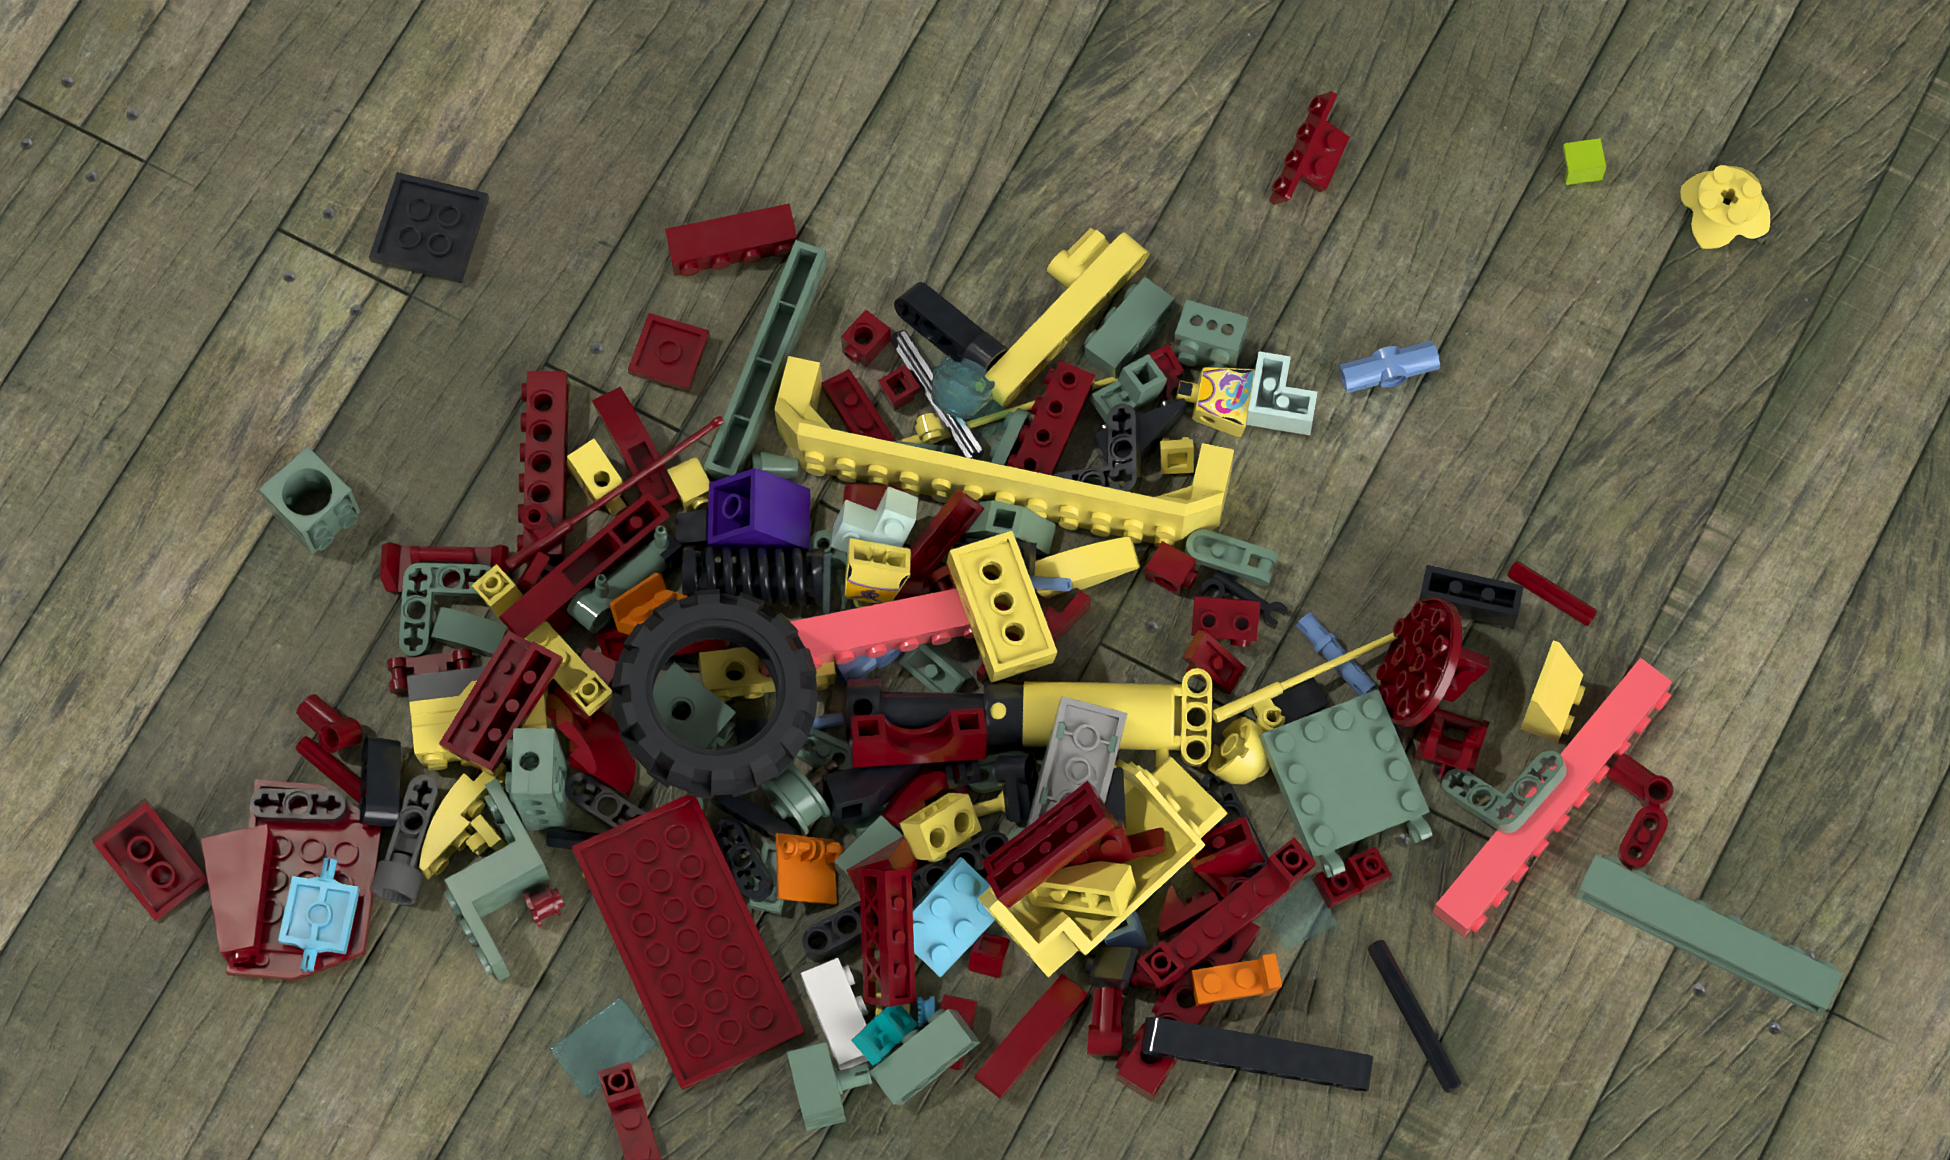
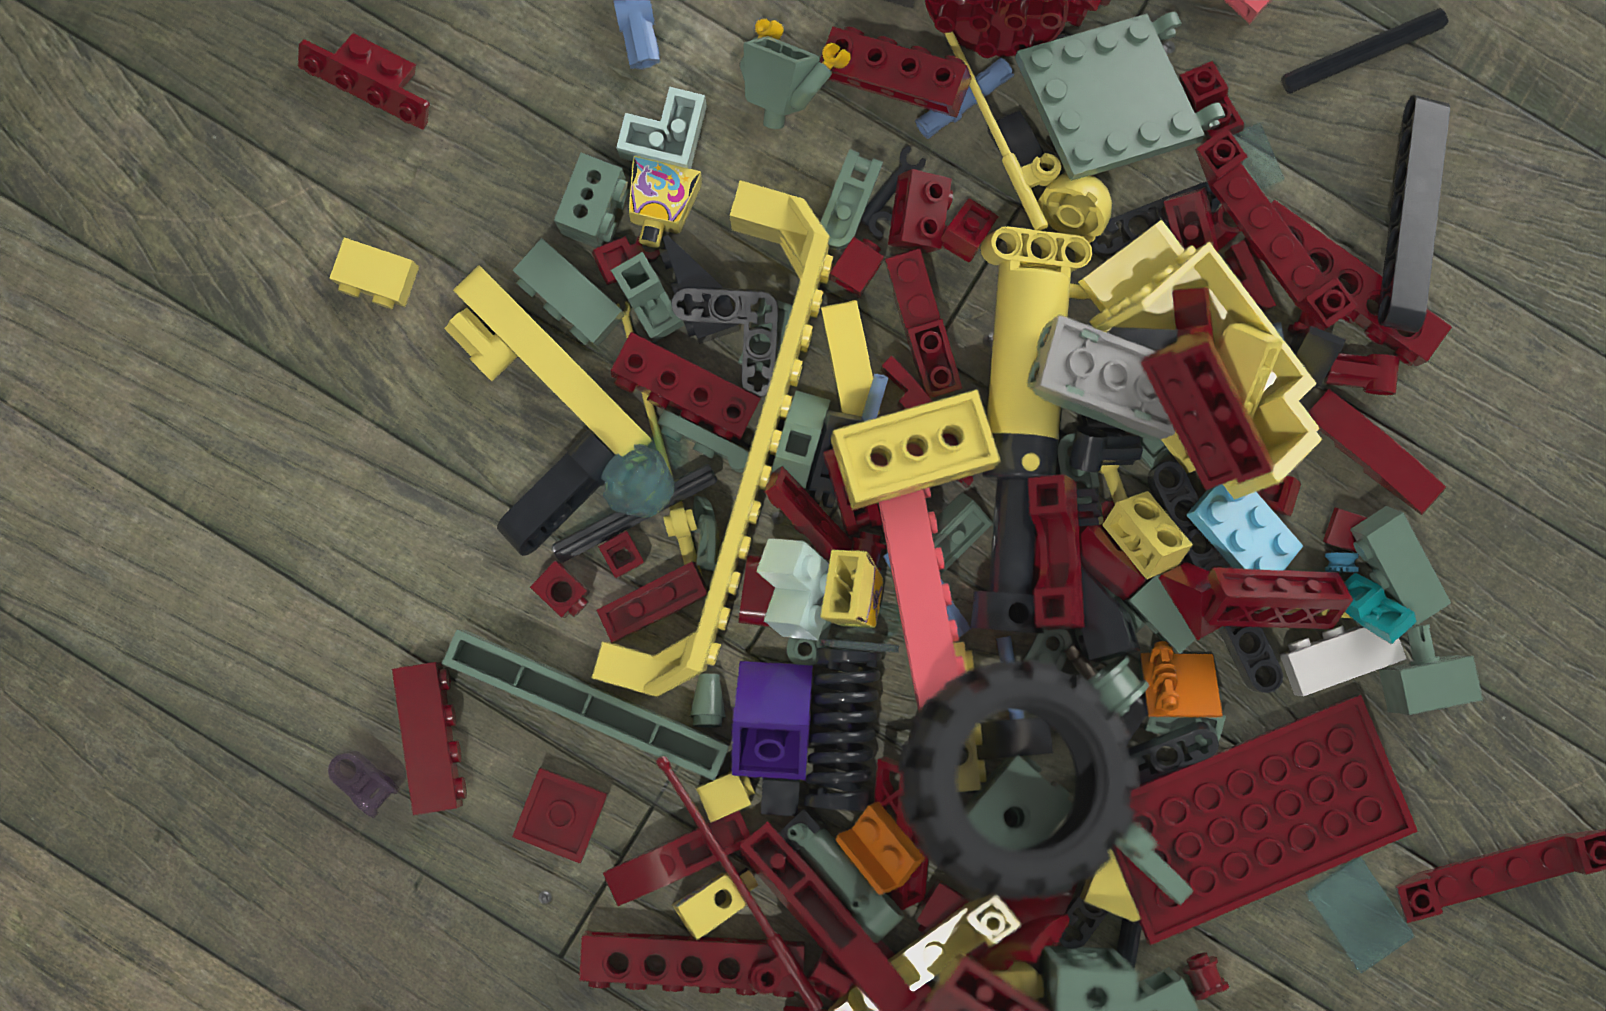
camera: 90 degrees left, 15 degrees up
(620, 806) = (1110, 891): none -> light yellow slope
(666, 805) = (1139, 849): none -> sand green beam
(689, 195) = (364, 782): none -> clear purple piece
(1123, 629) = (922, 323): none -> dark red slope
(1135, 169) = (374, 273): none -> light yellow brick
(1177, 456) = (724, 251): light yellow tile -> none
(1237, 980) = (1335, 224): orange bracket -> none
(1338, 489) = (782, 75): none -> sand green torso
(1351, 586) = (900, 72): none -> dark red brick

